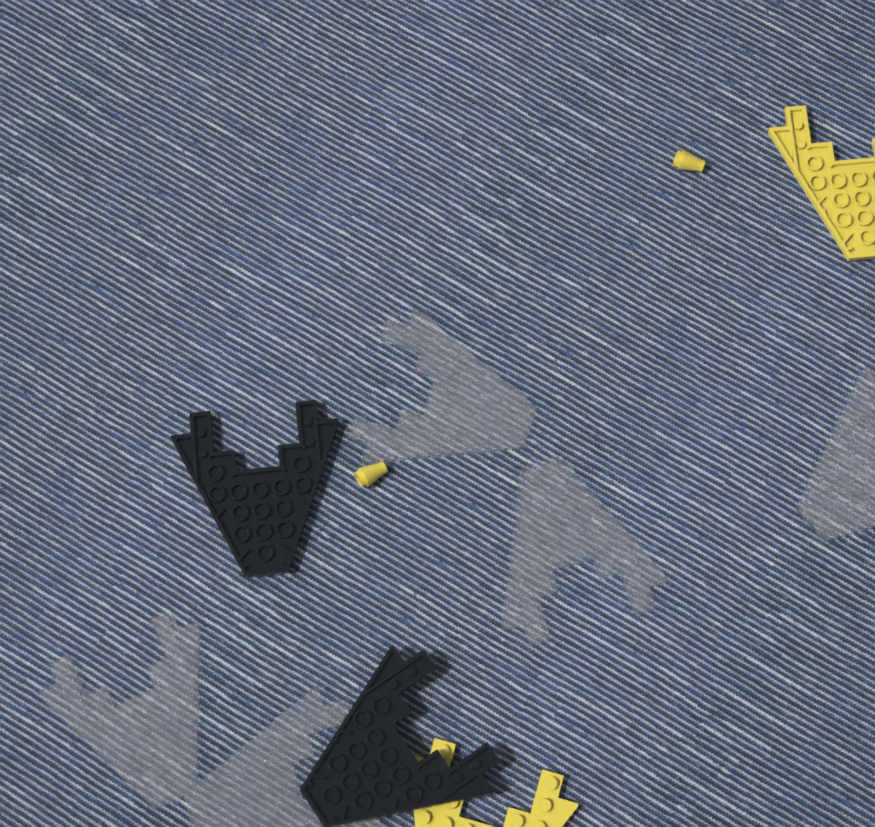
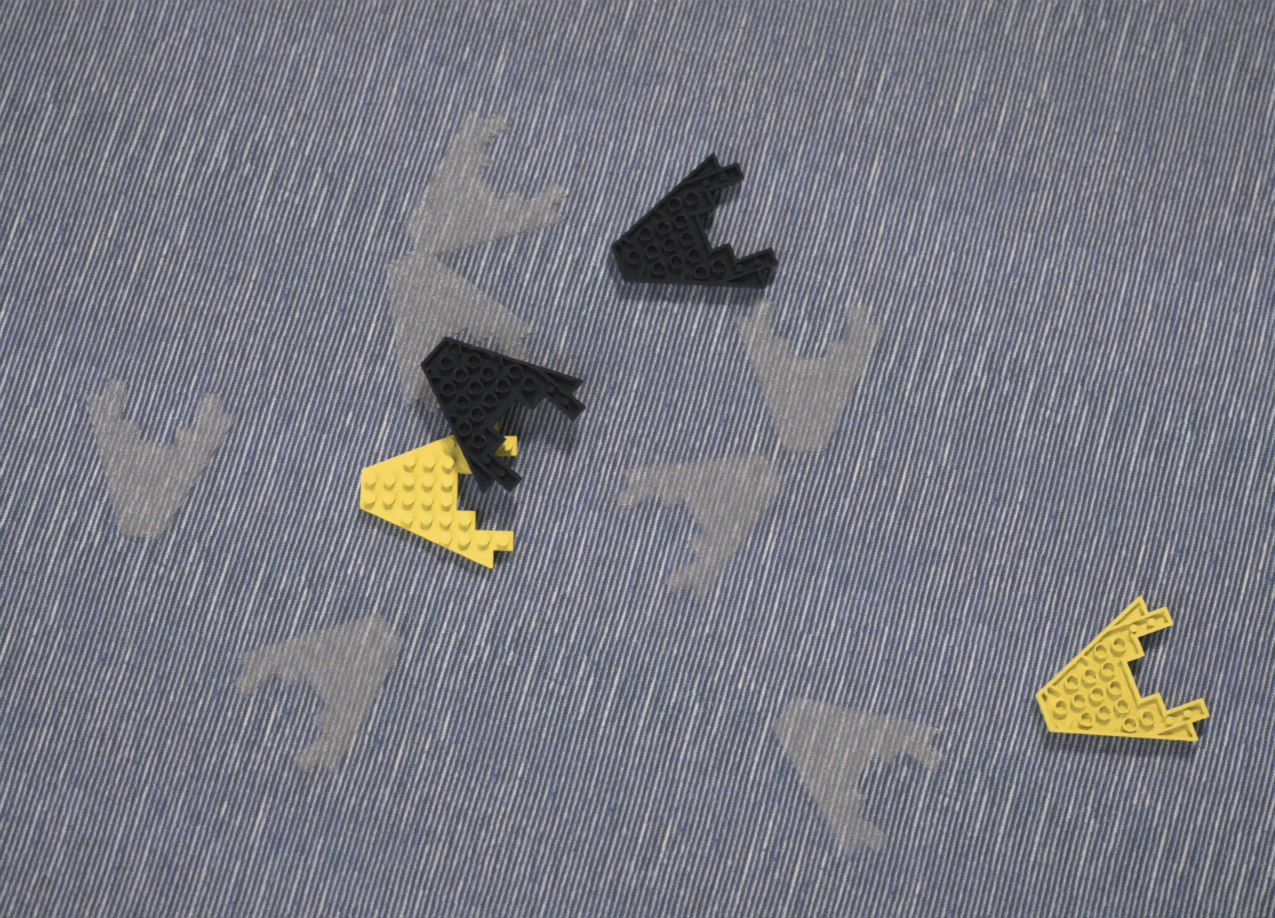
camera: 65 degrees right, 5 degrees up
(369, 474) = (726, 326): light yellow cone -> none
(686, 161) = (1088, 531): light yellow cone -> none

